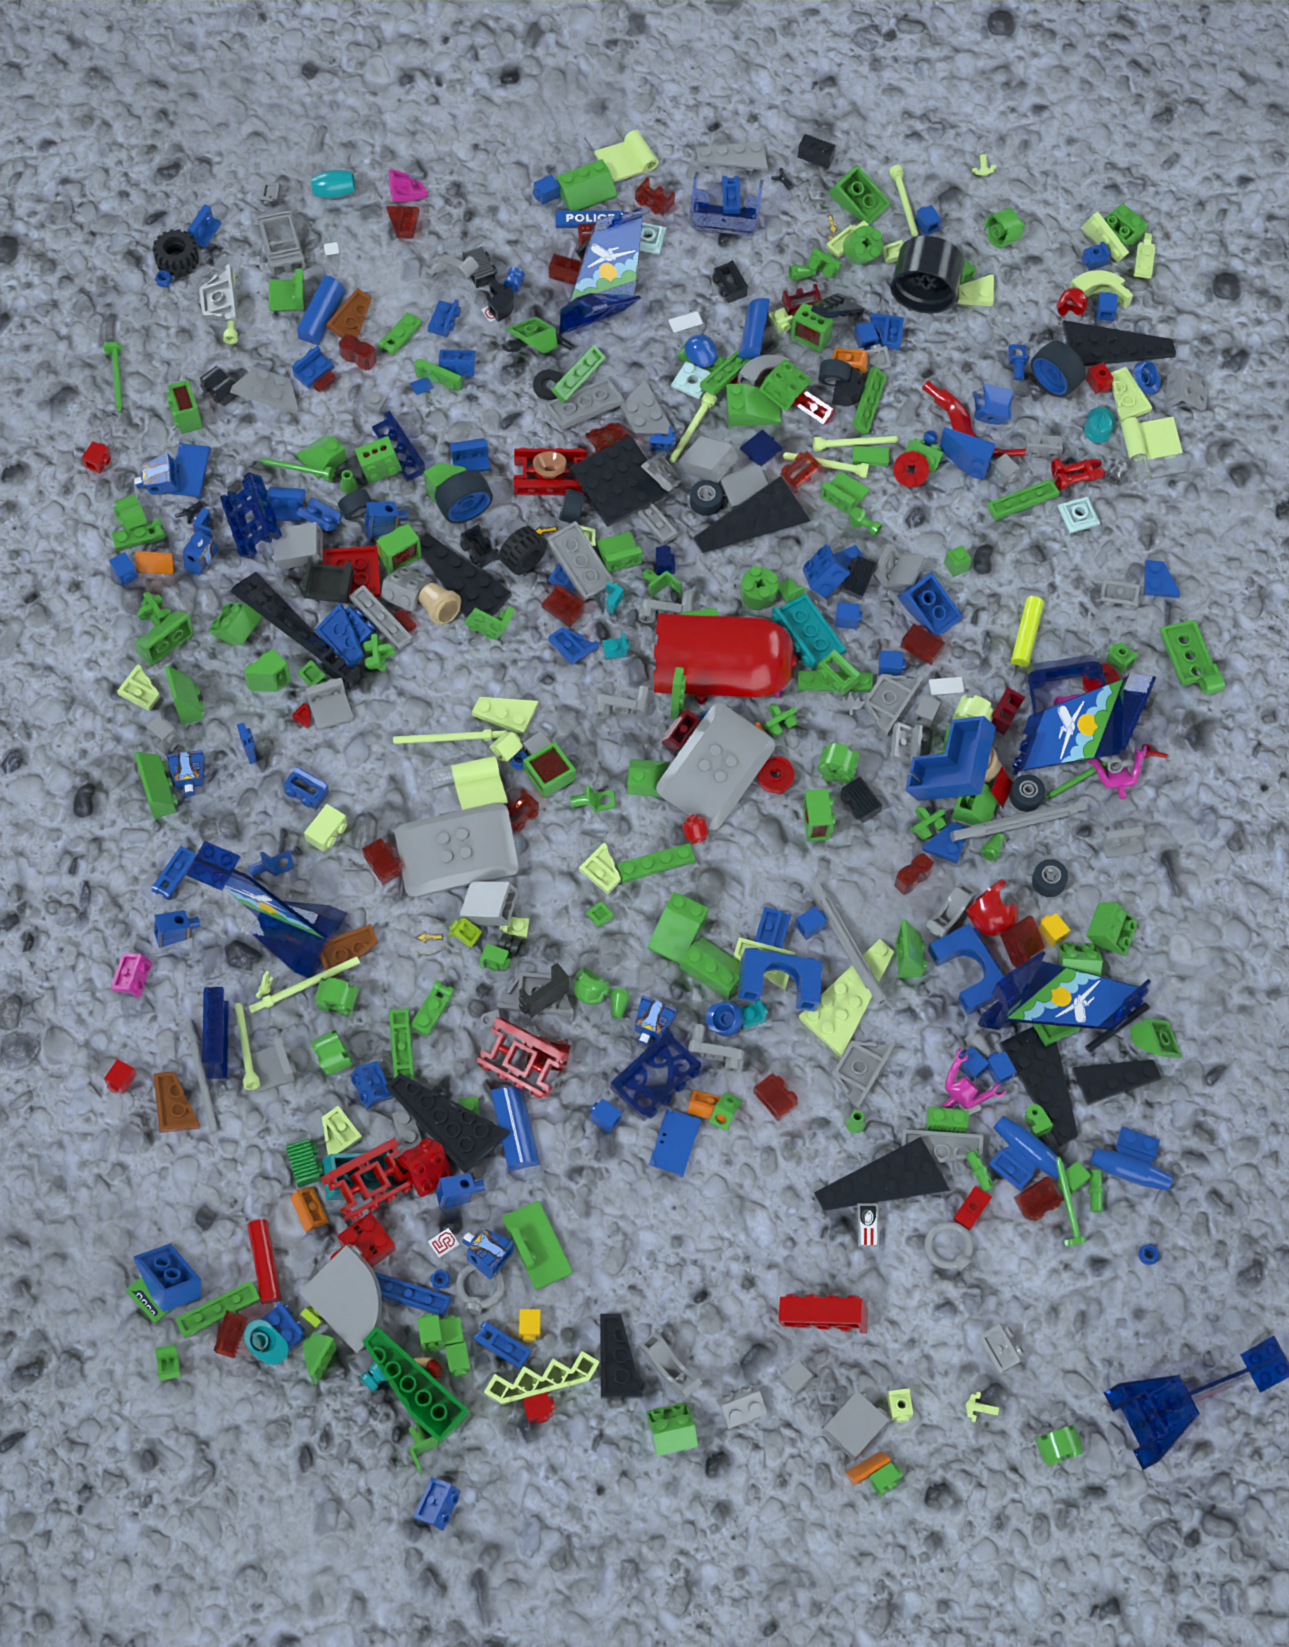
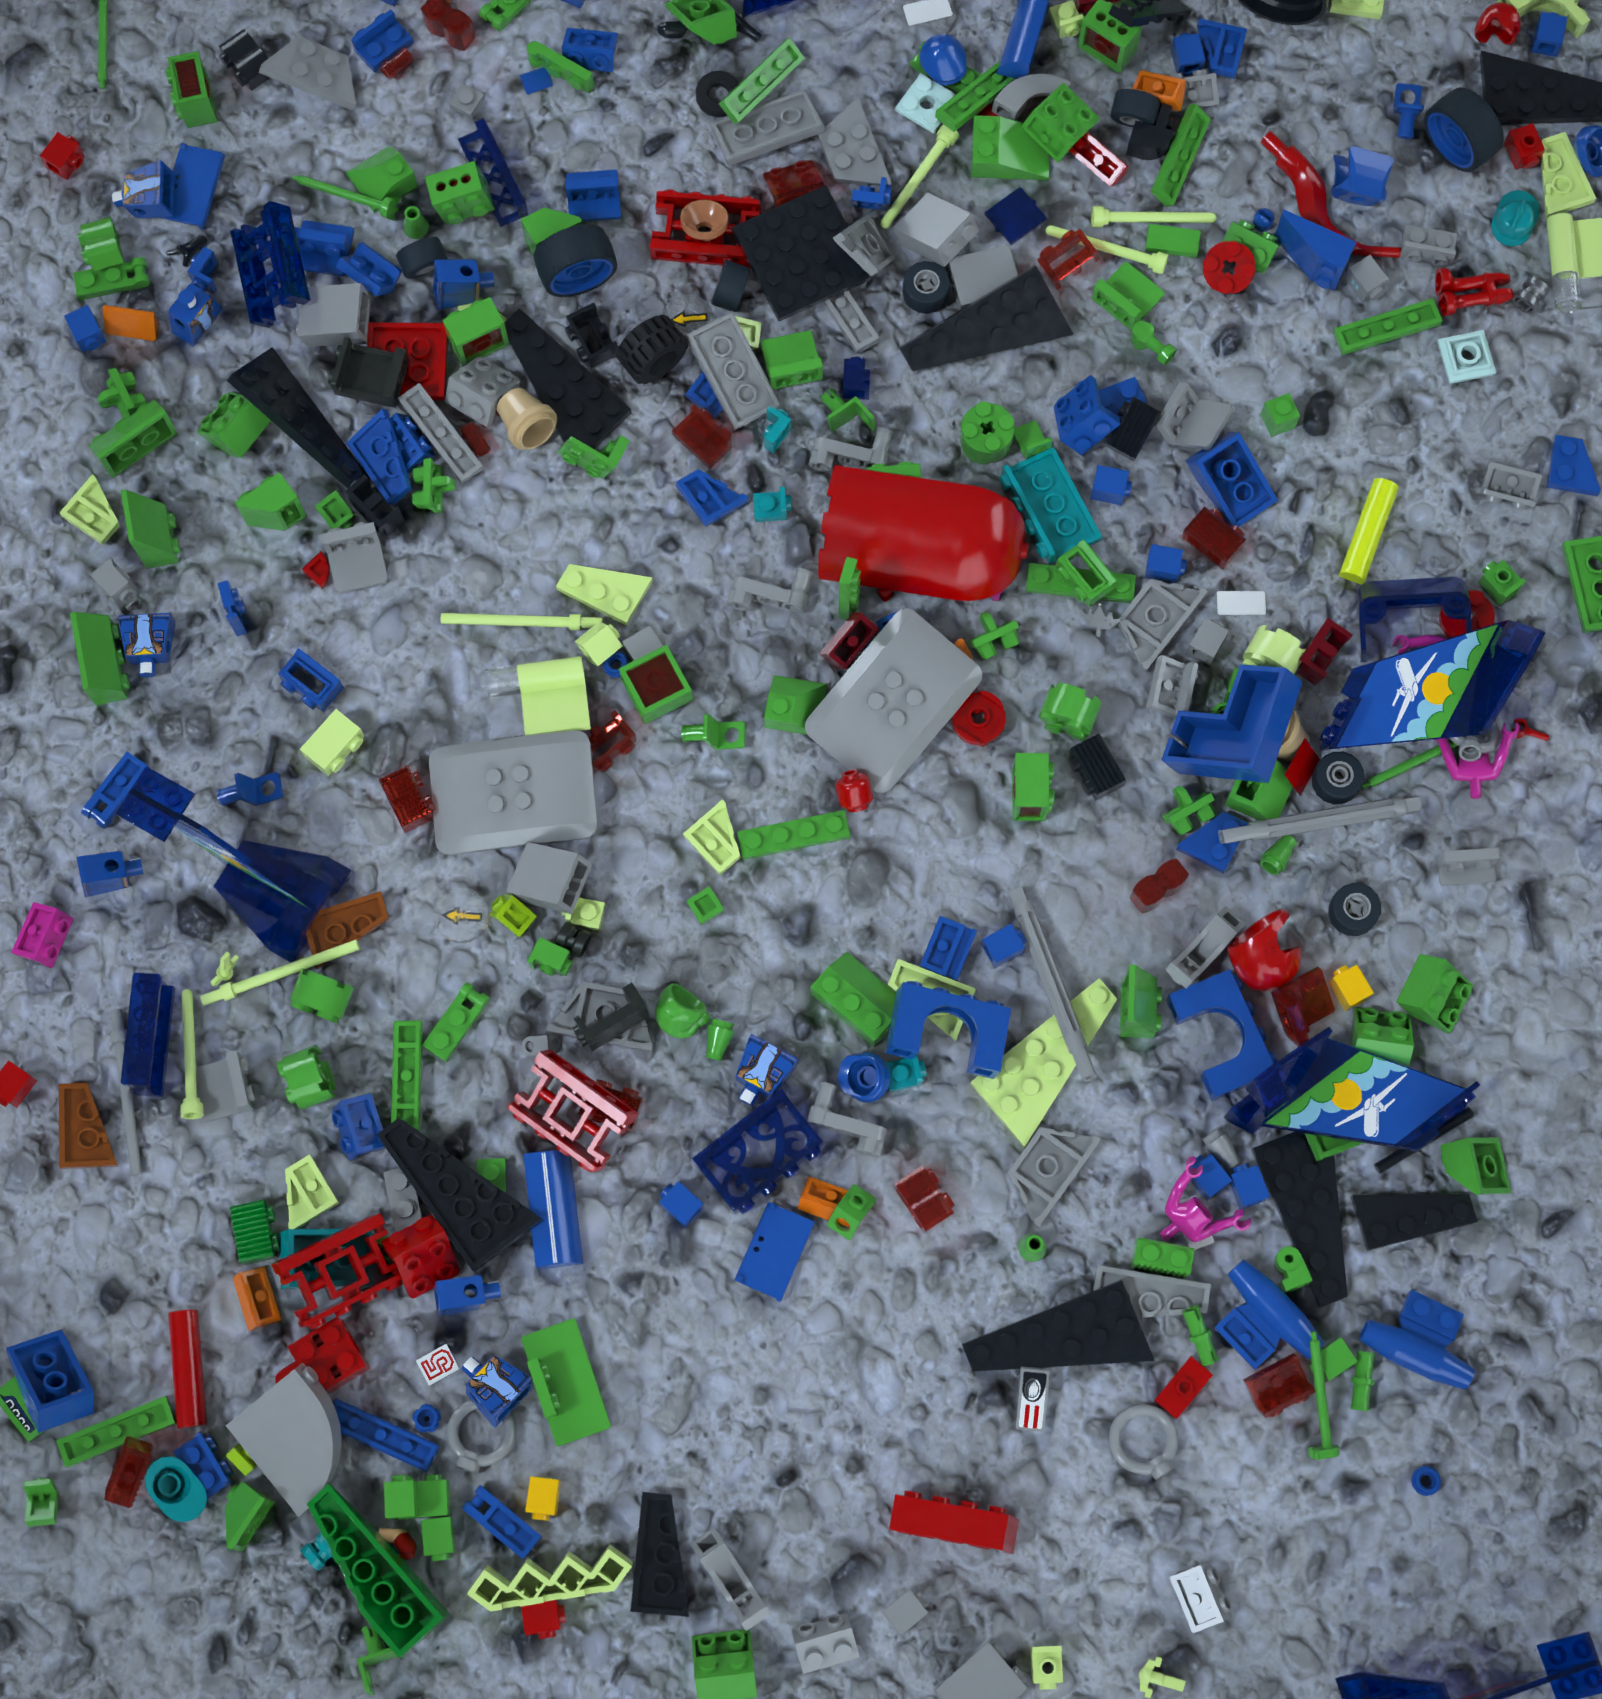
camera: 10 degrees right, 10 degrees up
(678, 927) = (813, 936): bright green slope -> none

